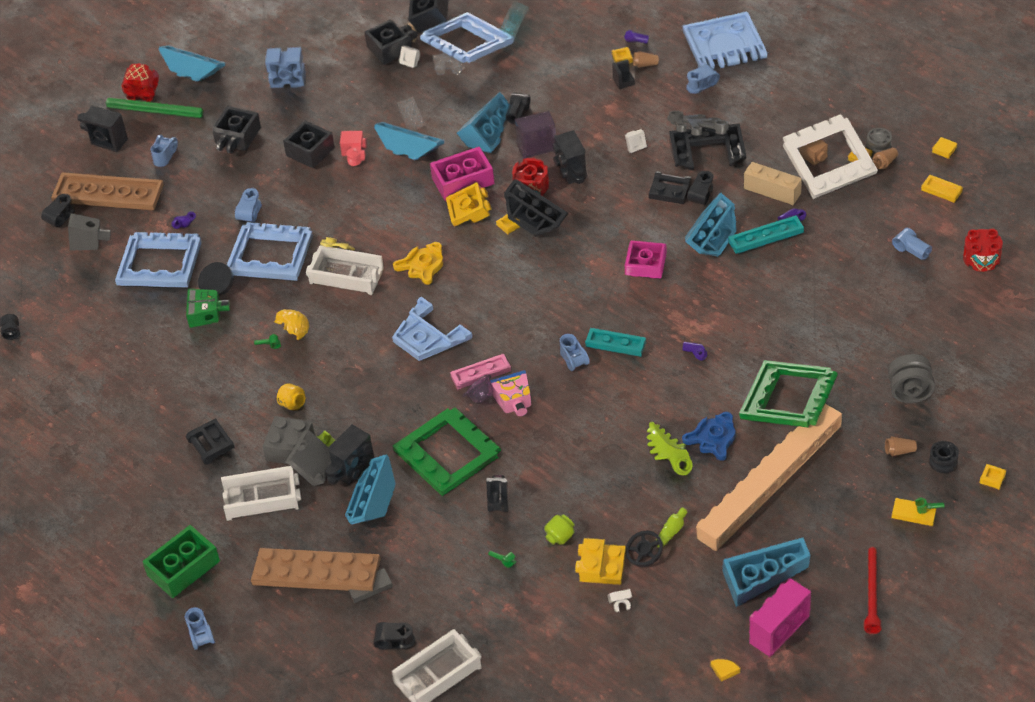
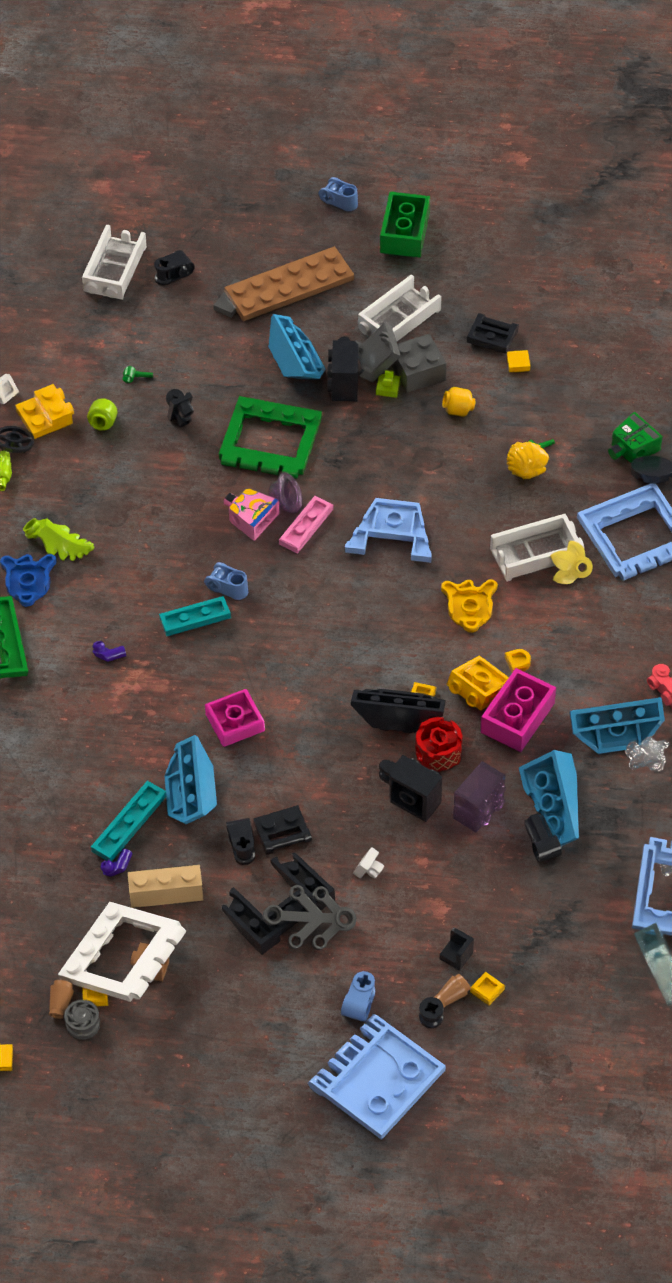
camera: 140 degrees right, 5 degrees up
(215, 410) = (518, 361): none -> yellow tile
(428, 213) = (518, 659): none -> yellow tile
(631, 36) = (493, 1020): dark purple arm -> none
(666, 55) = (427, 1017): none -> black wheel

